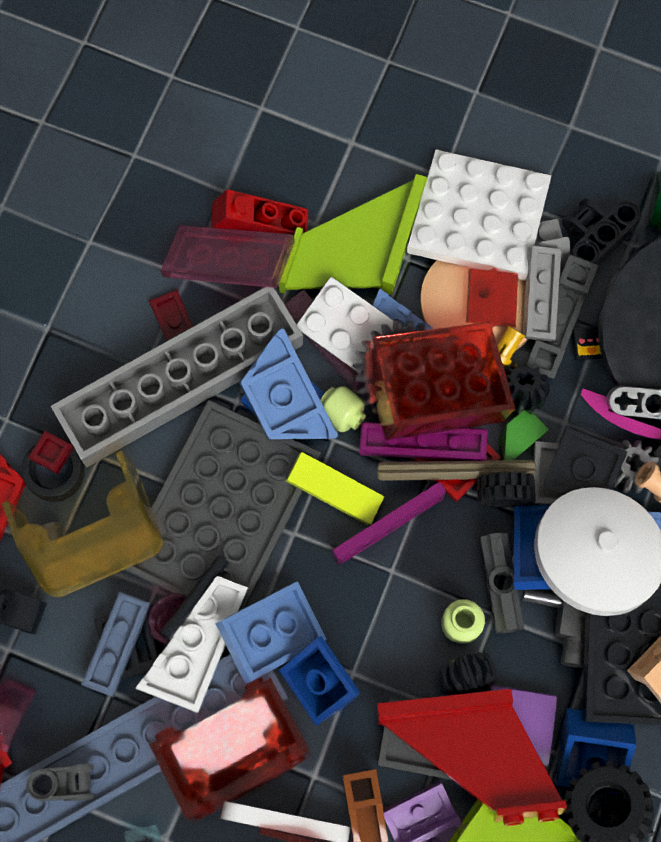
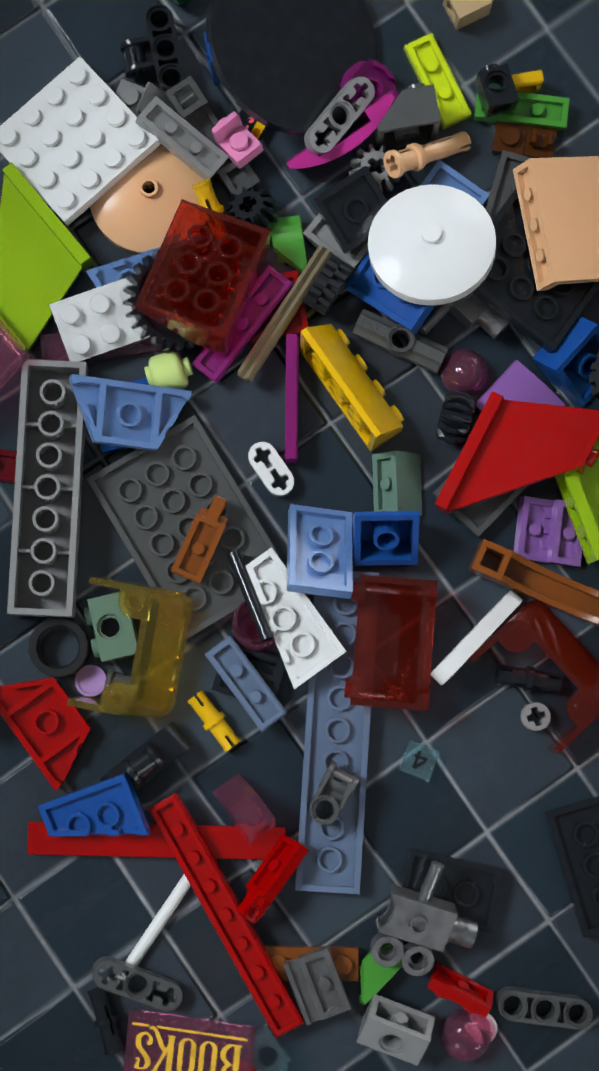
camera: 60 degrees left, 10 degrees up
(41, 512) = (90, 680): none -> lavender piece
(51, 452) = (46, 638): dark red tile -> none
(69, 639) = (214, 720): none -> yellow pin
(75, 504) = (117, 646): none -> sand green brick
(215, 526) = (201, 541): none -> dark orange hinge
(324, 550) = (277, 465): none -> white beam
(335, 488) = (233, 423): neon yellow tile -> none
(378, 662) = (397, 481): none -> sand green panel
(434, 564) = (349, 385): none -> yellow slope
(462, 621) = (411, 393): yellowish green head -> none
(492, 297) = (158, 182): clear red piece -> none
(514, 658) = (465, 372): none -> clear pink hair
(572, 336) = (236, 140): none -> bright pink bracket

